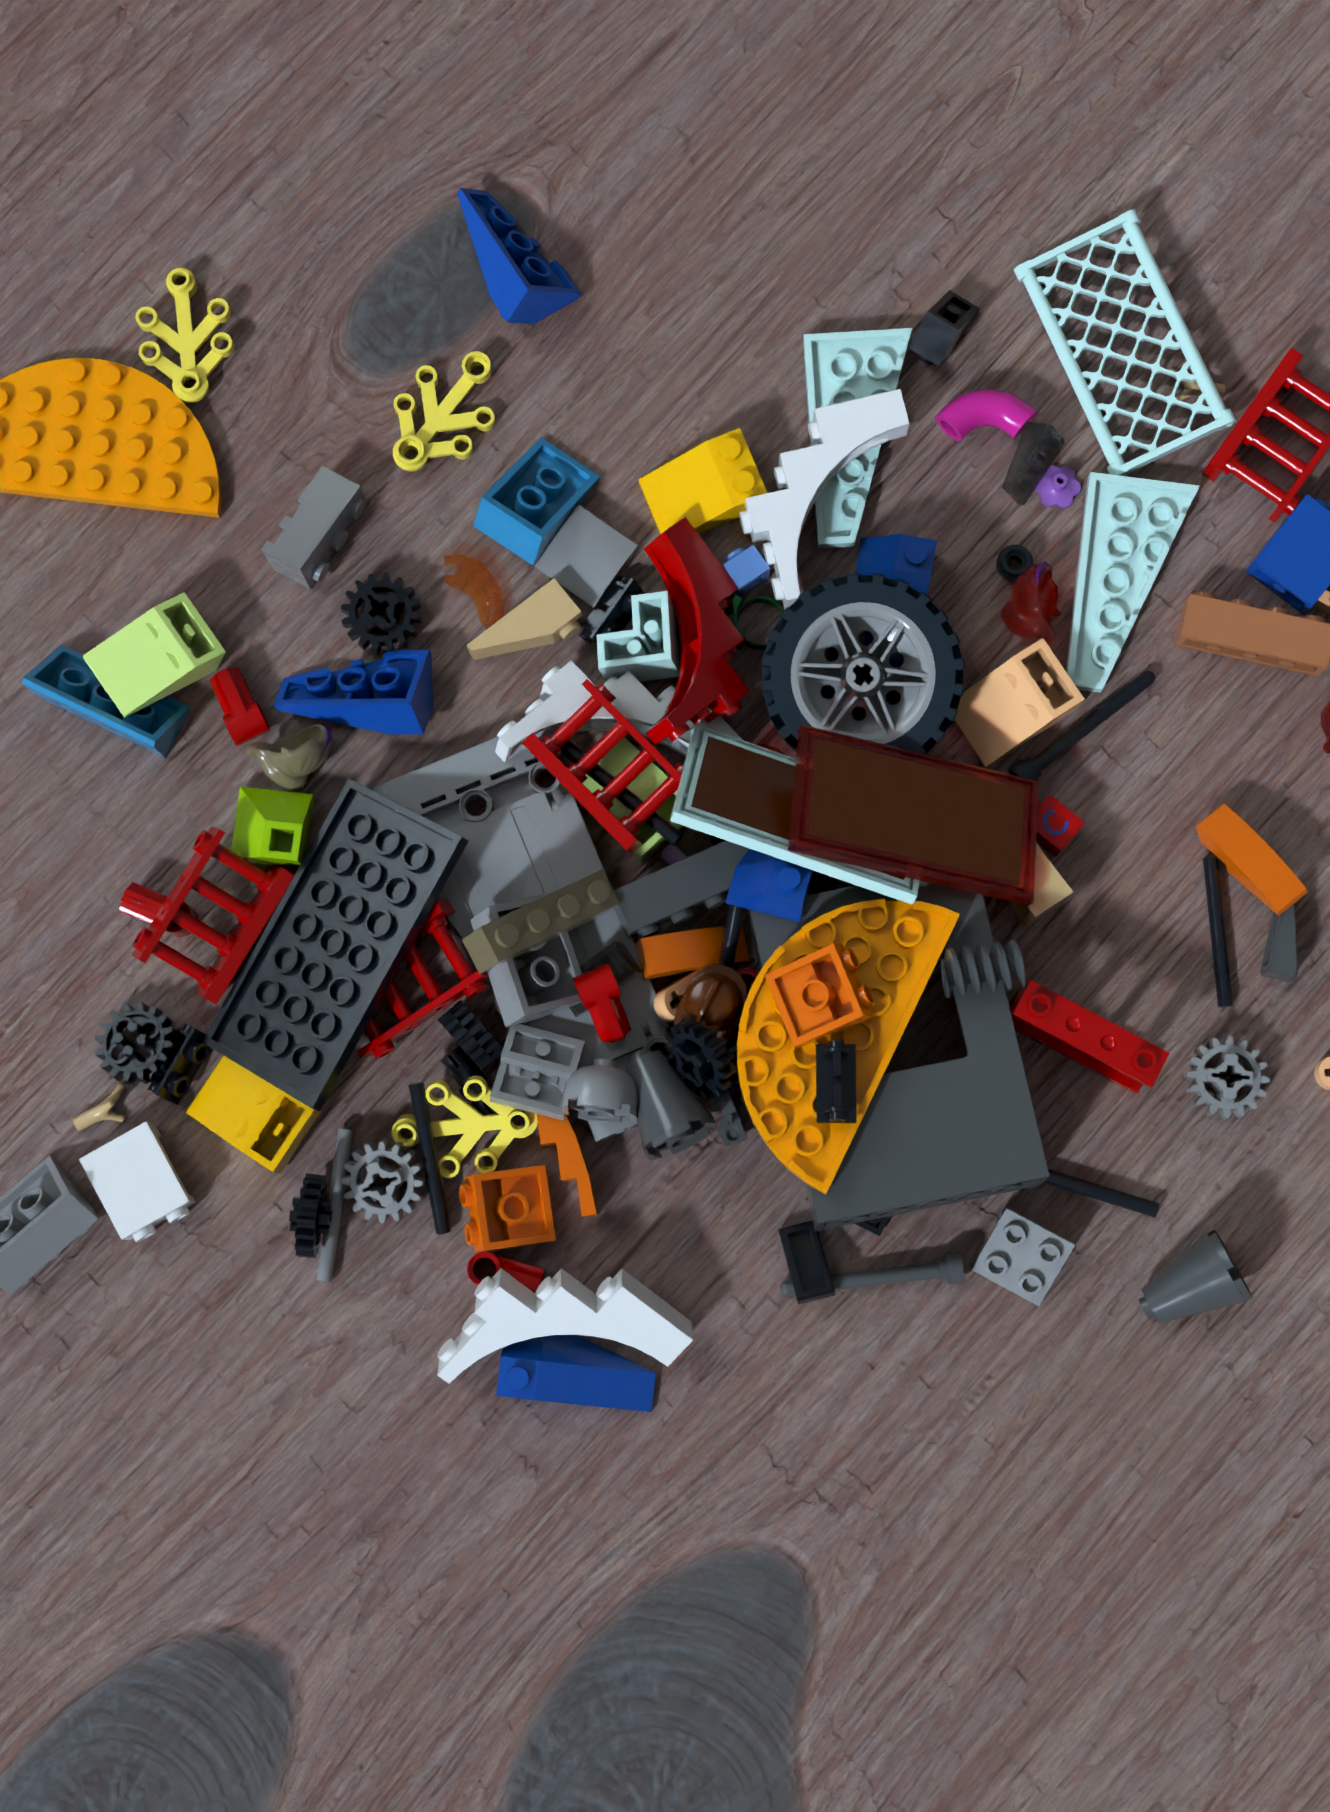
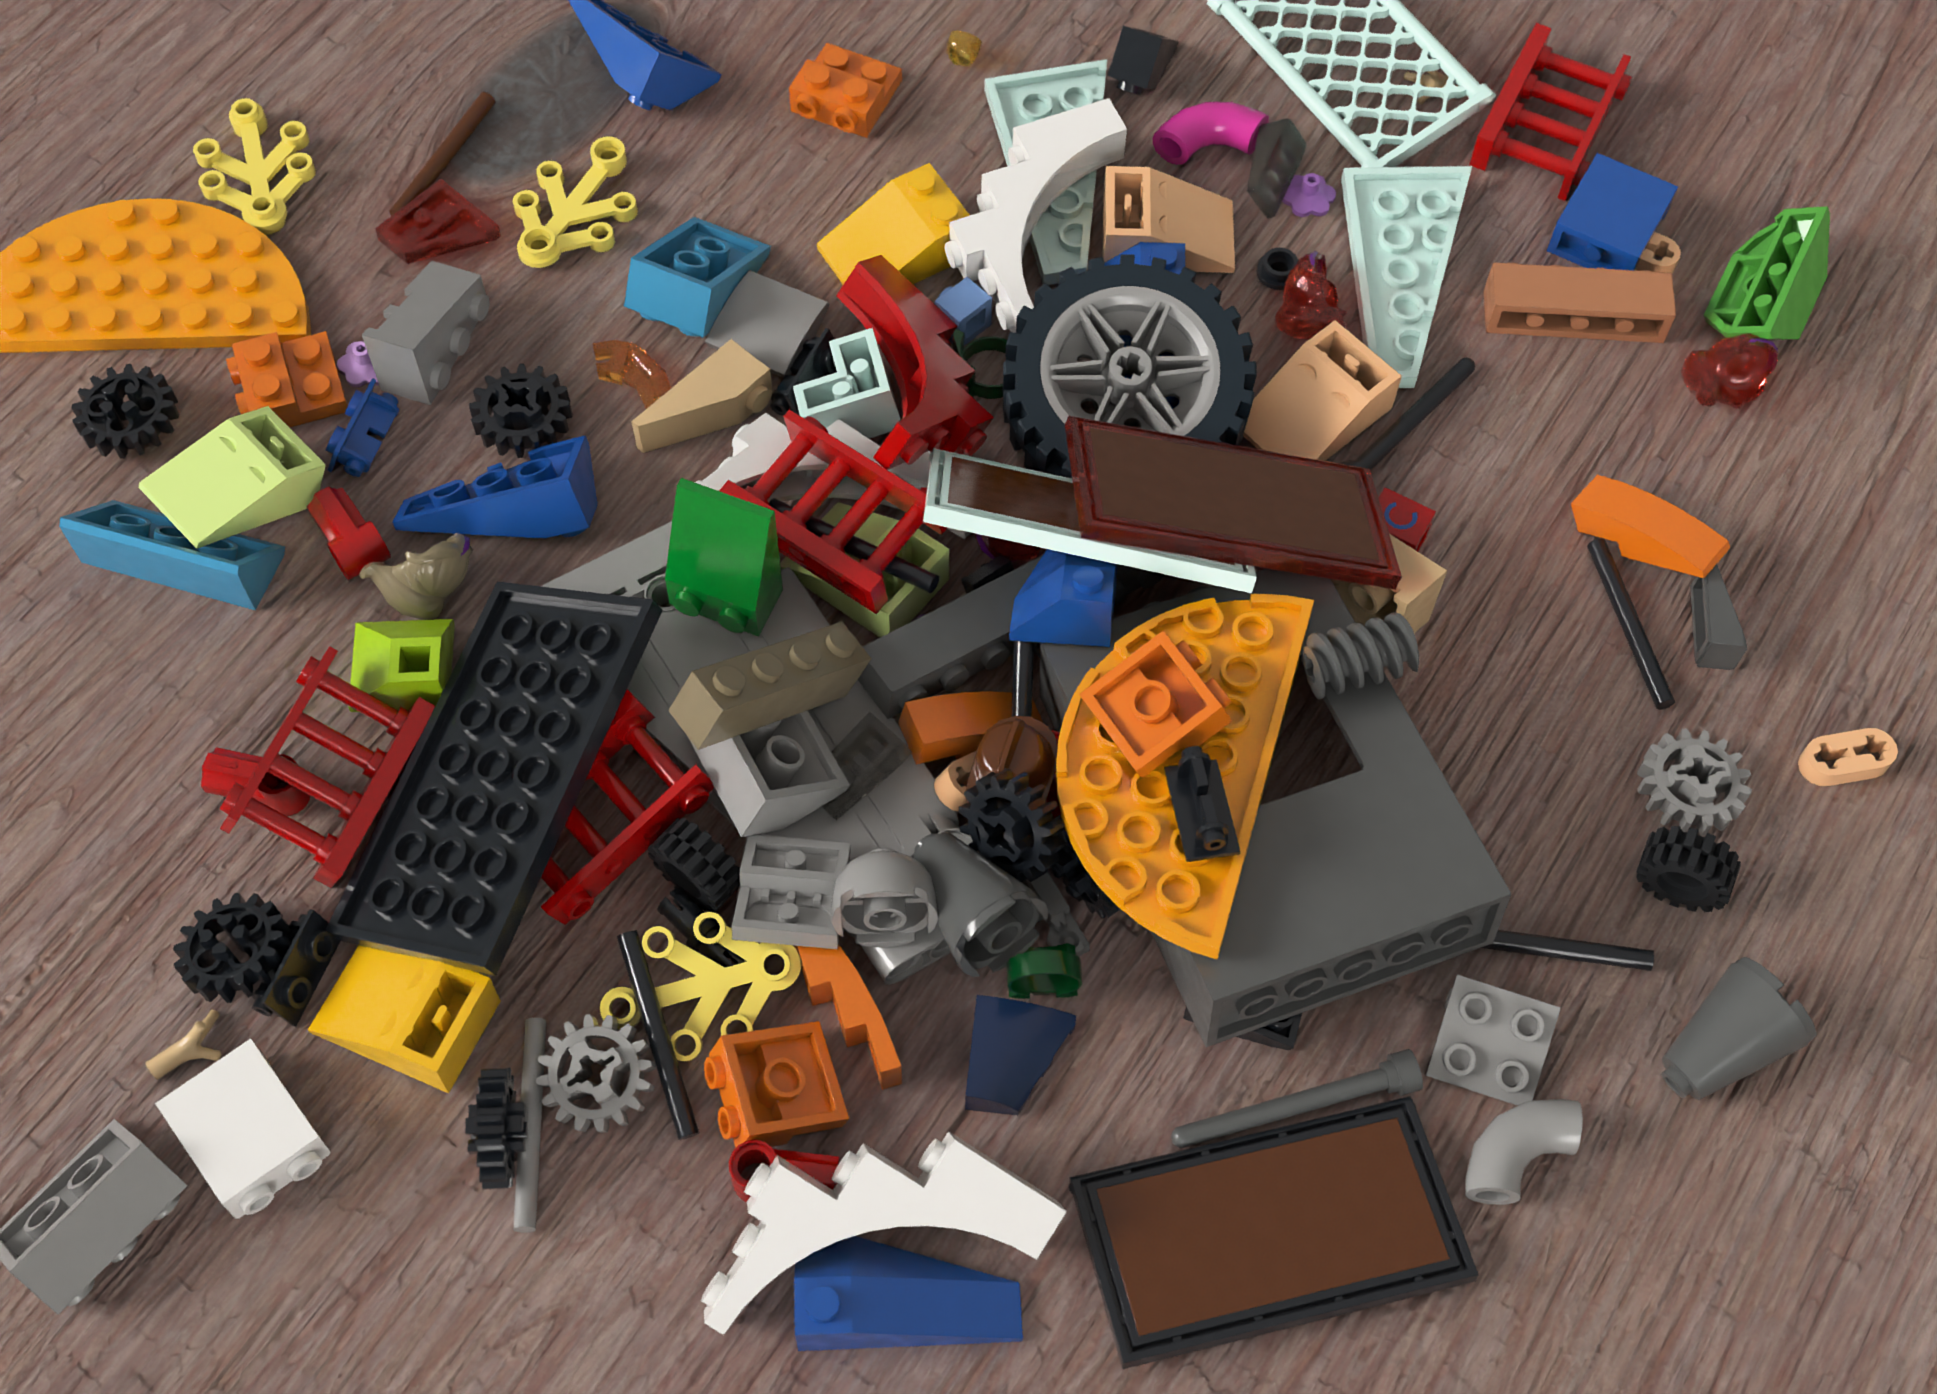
camera: 15 degrees left, 20 degrees down
(55, 581) = (103, 410): none -> black gear
(200, 554) = (290, 377): none -> orange plate
(251, 543) = (356, 365): none -> lavender plant
(261, 598) = (353, 445): none -> blue hinge
(328, 419) = (436, 225): none -> clear red wing
(340, 345) = (446, 150): none -> reddish brown bar
(518, 807) = (723, 559): none -> green slope
(601, 997) = (861, 770): red piece -> none
(678, 1207) = (1011, 1051): none -> dark blue slope
(683, 323) = (844, 89): none -> orange plate
(710, 1157) = (1045, 972): none -> dark green piece
(790, 295) = (963, 48): none -> clear yellow hinge
(806, 1262) = (1202, 1095): black tile -> none
(835, 1365) = (1270, 1231): none -> reddish brown door
(930, 505) = (1159, 208): none -> light nougat slope
(1019, 1332) = (1514, 1141): none -> light grey cylinder
(1086, 1038) = (1531, 728): red fence -> none
(1199, 1152) = (1688, 869): none -> black tyre

